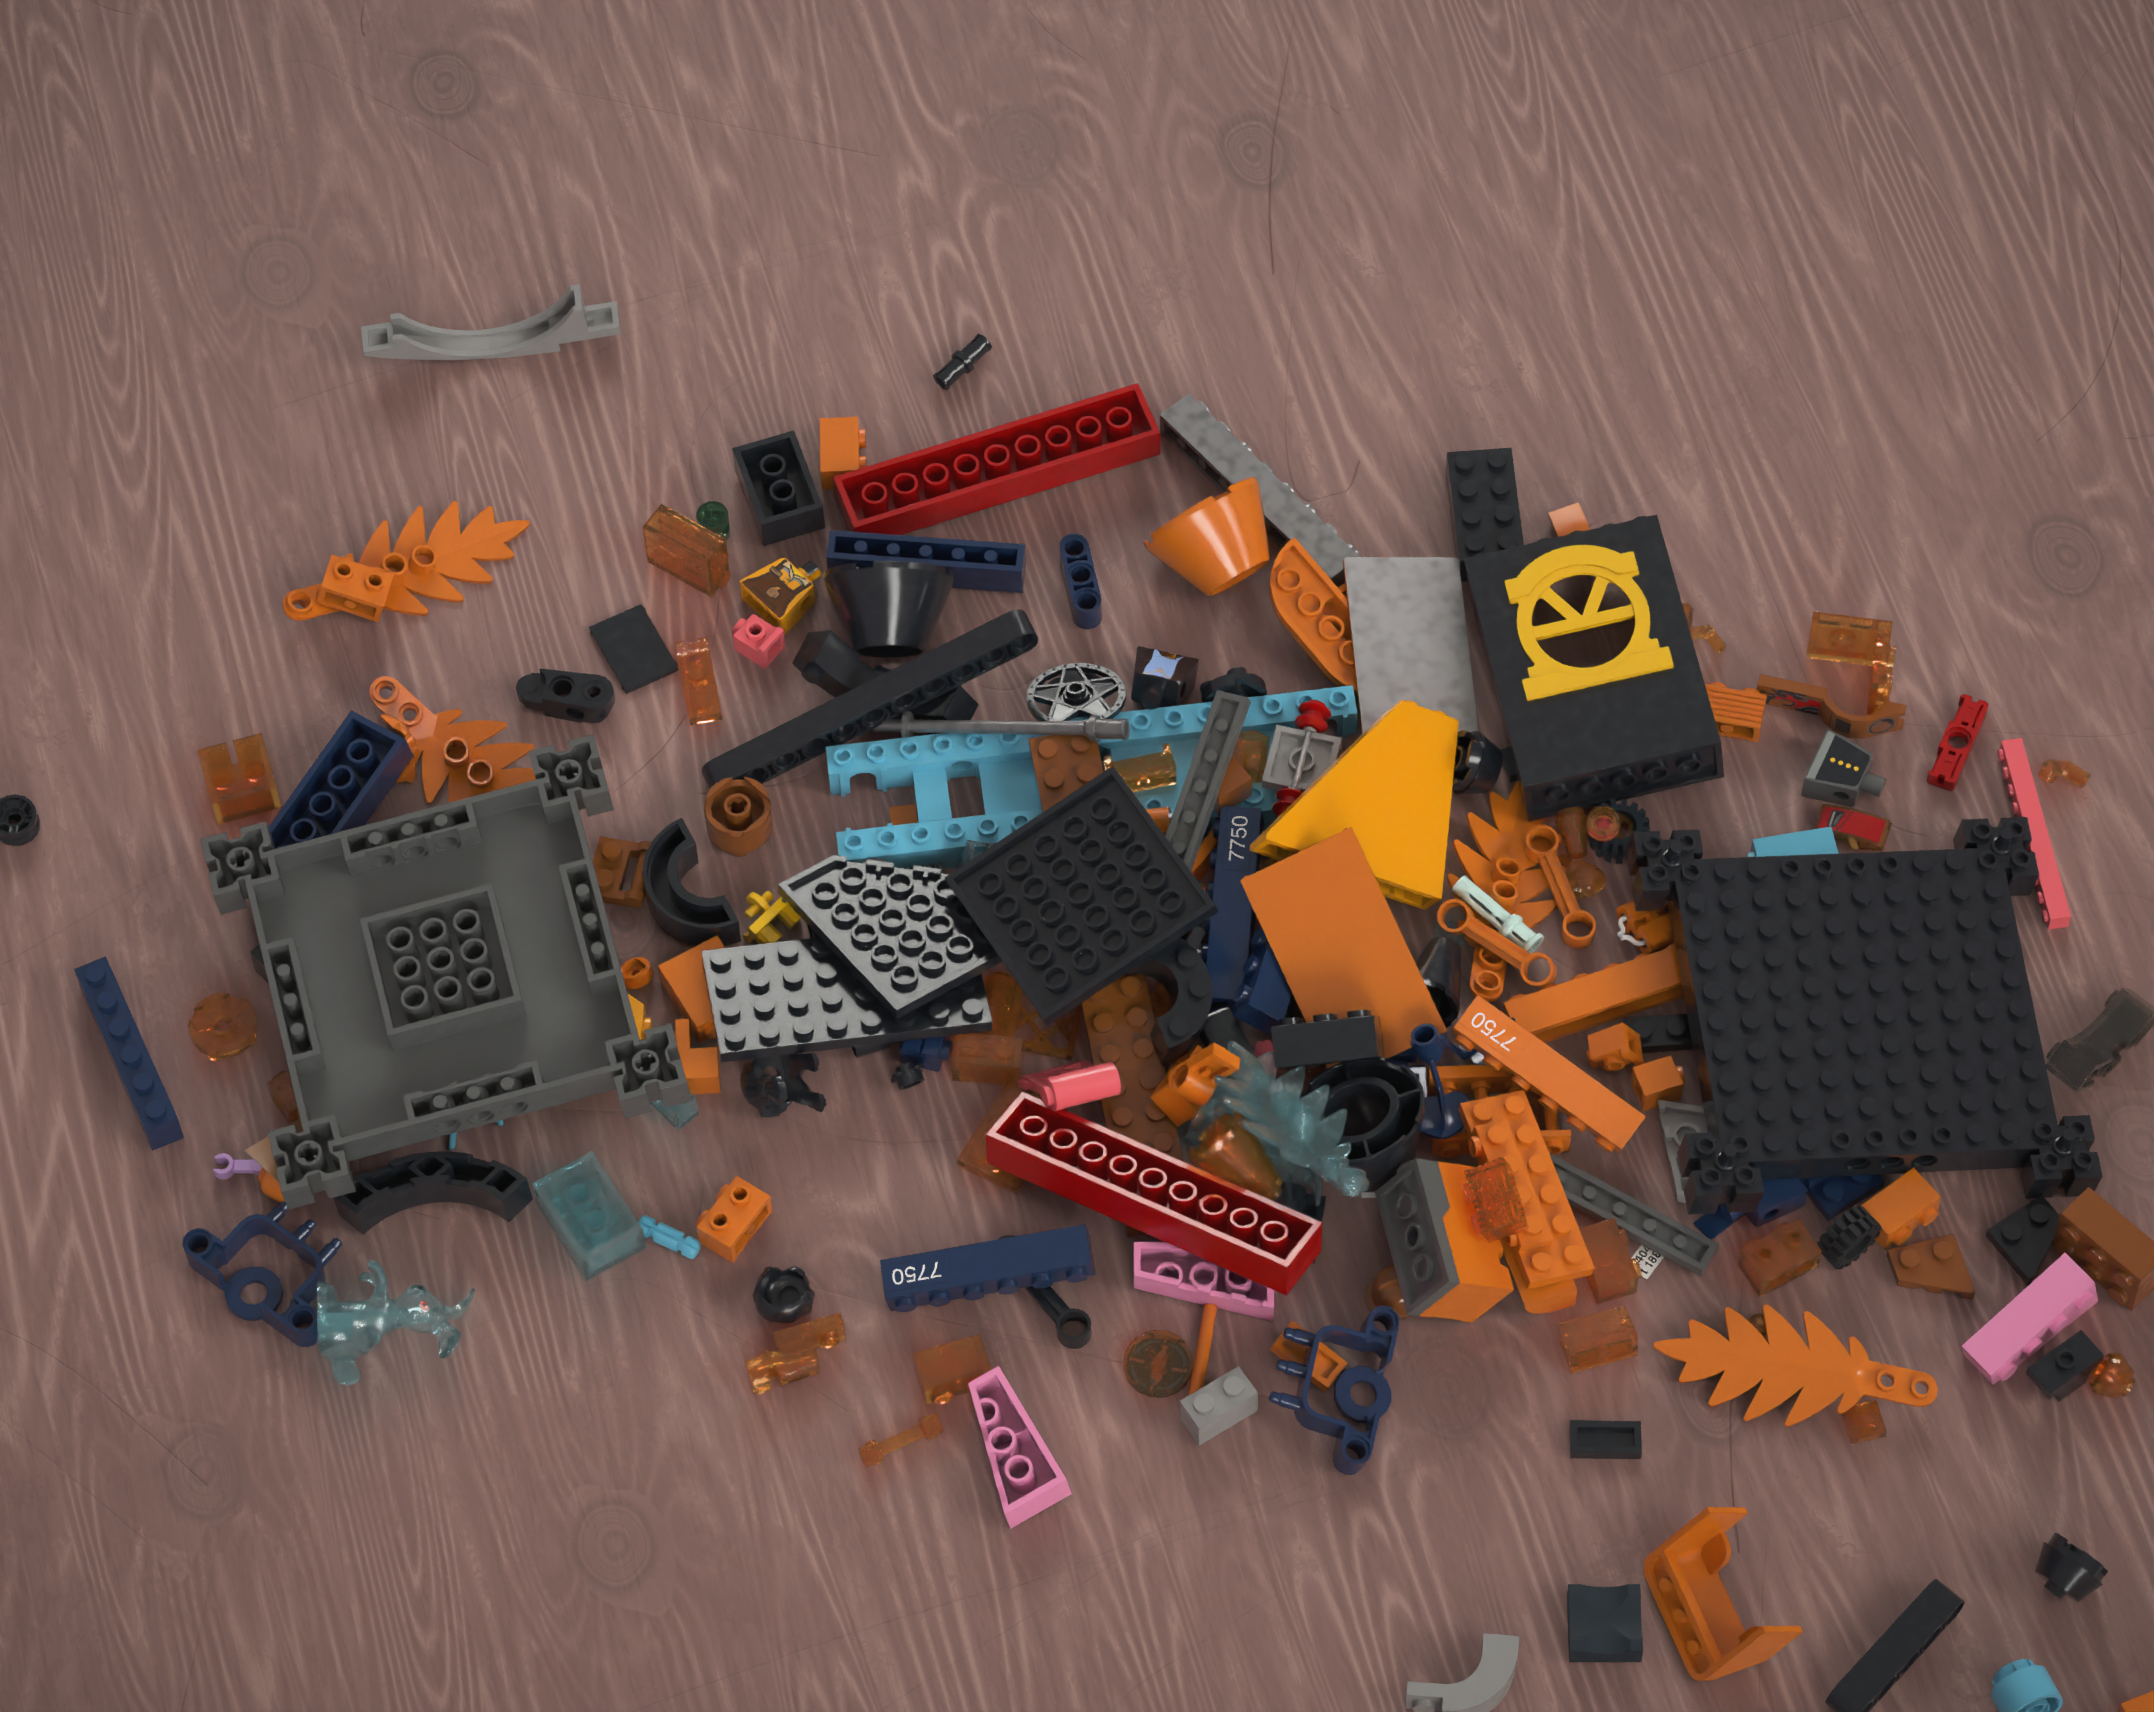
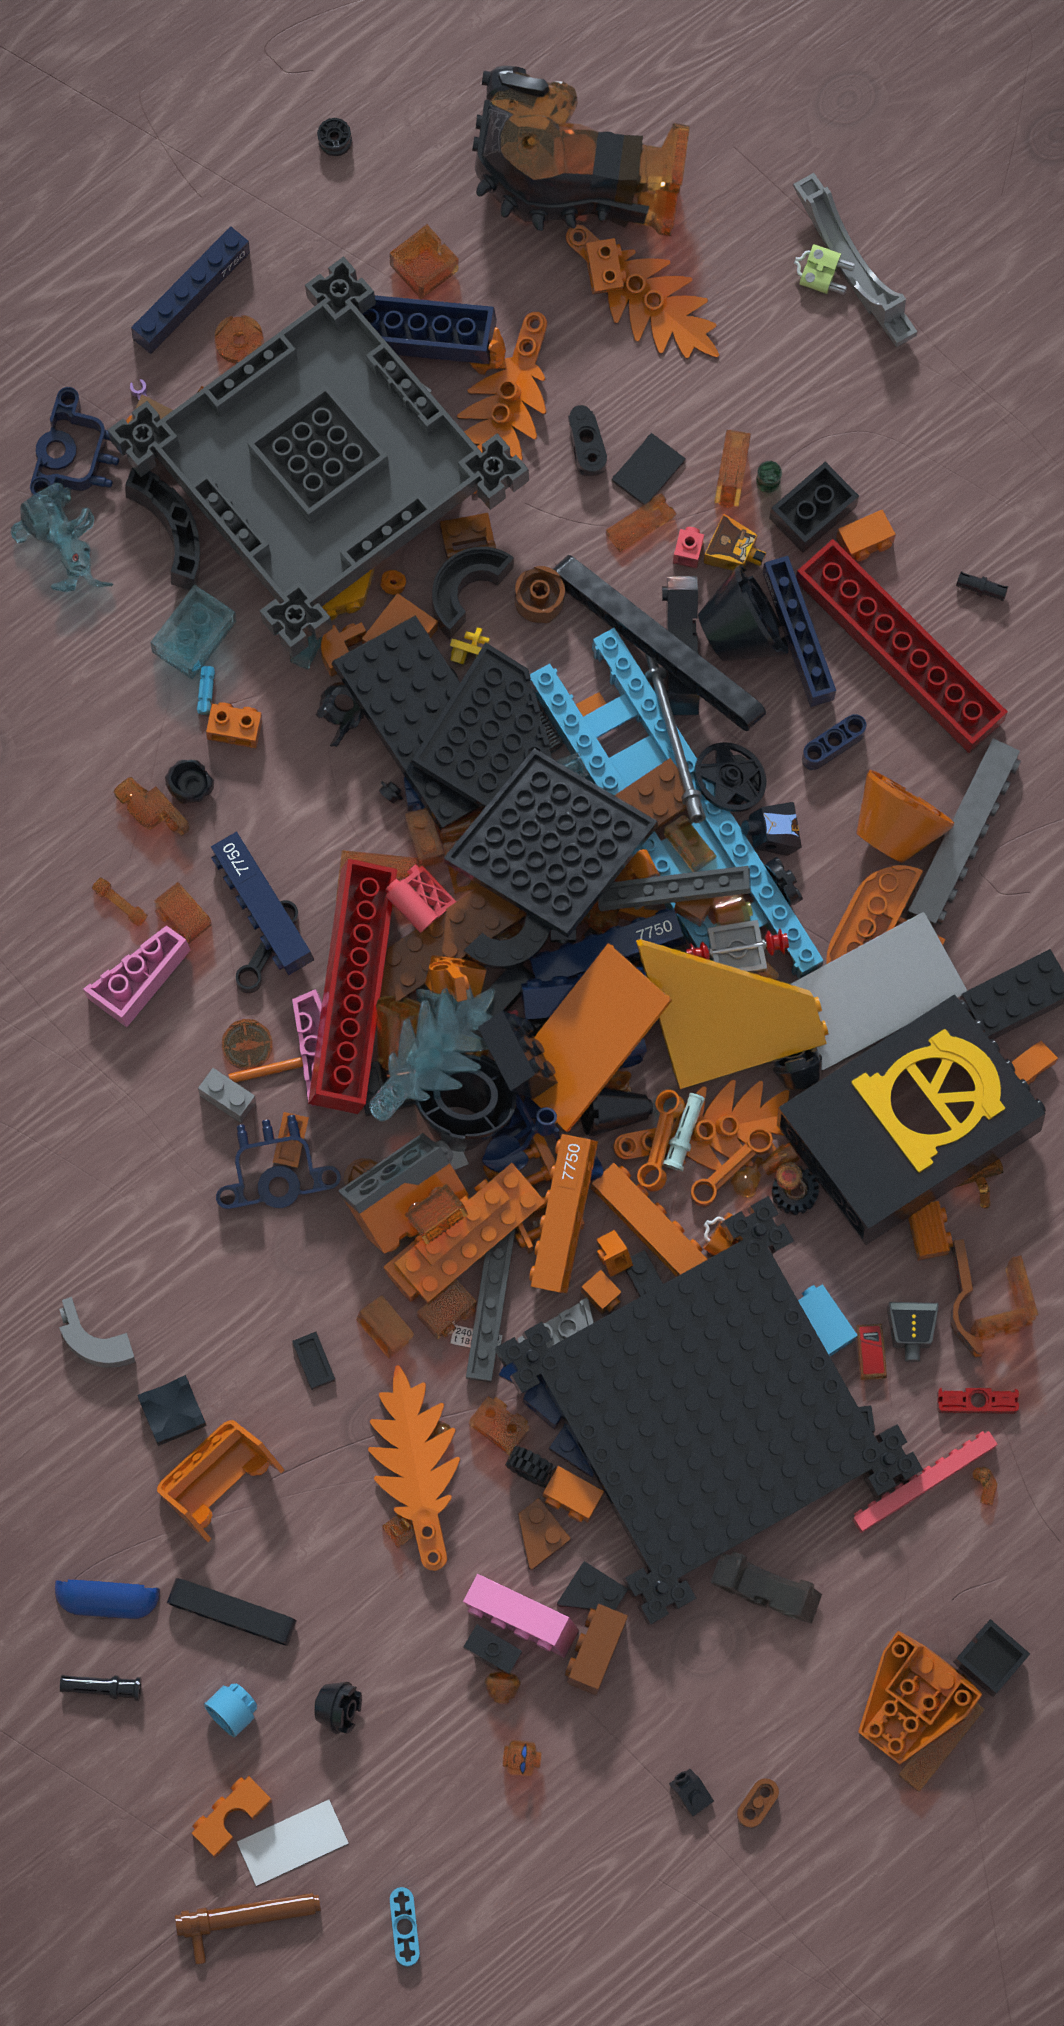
camera: 60 degrees right, 15 degrees up
(210, 583) = (565, 170): none -> piece
(481, 371) = (821, 269): none -> yellowish green piece

